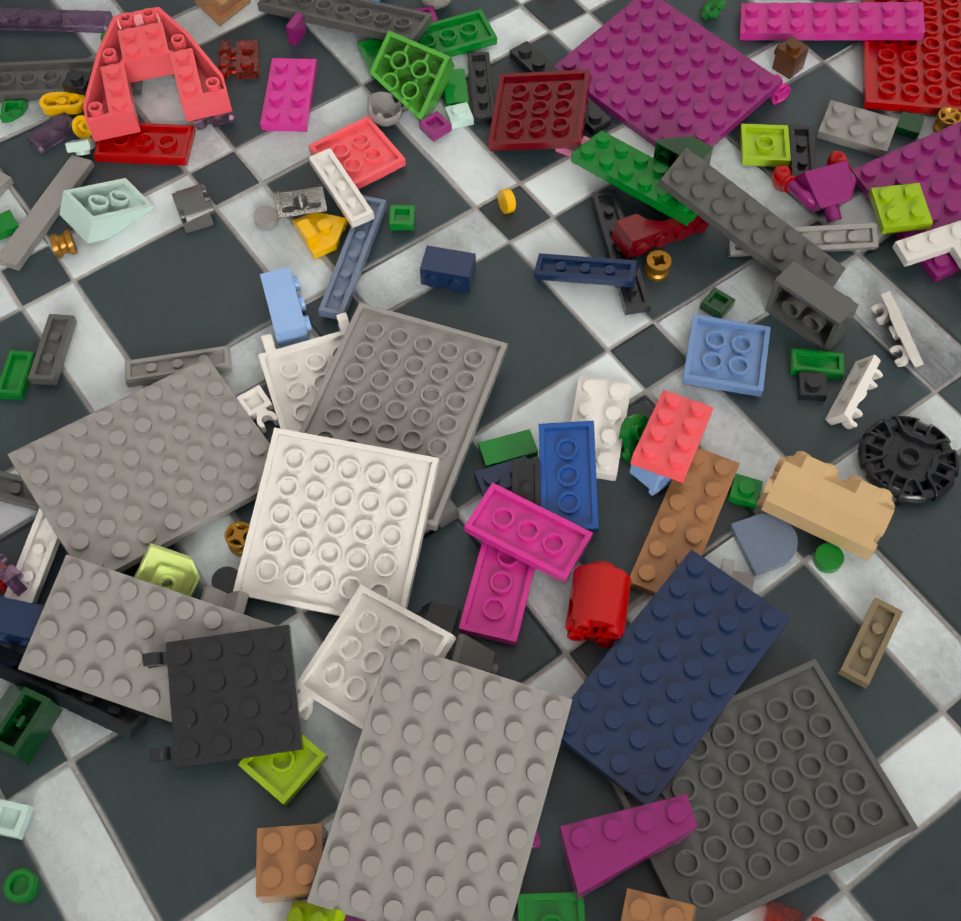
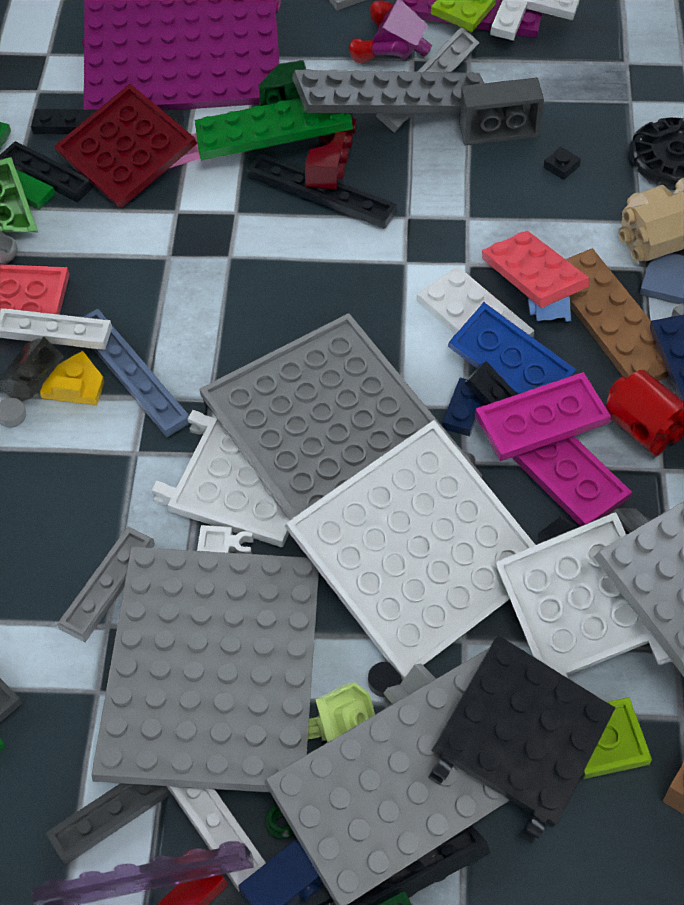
camera: 50 degrees left, 5 degrees down
(234, 533) = (349, 632): pearl gold wheel -> none
(286, 307) = (133, 454): light blue brick -> none
(402, 217) = (127, 310): green plate -> none
(435, 126) = (53, 226): magenta plate -> none
(448, 268) = (219, 311): dark blue brick -> none
(459, 115) = (58, 204): light aqua plate -> none
(506, 201) = (191, 229): yellow tile -> none
(507, 448) = (440, 386): green tile -> none
(586, 270) = (321, 221): dark blue plate -> none
(631, 432) = (506, 294): green plate -> none
(658, 272) = (361, 176): pearl gold wheel -> none
(717, 303) = (432, 167): dark green tile -> none
(726, 355) = (487, 191): medium blue plate -> none
(745, 491) = (619, 261): green plate -> none
(764, 145) = (315, 40): lime plate -> none
(801, 149) = (344, 23): black plate -> none
(817, 362) = (543, 146): green tile -> none
(854, 391) = (592, 141): white plate -> none
(898, 330) = (566, 81): white plate -> none

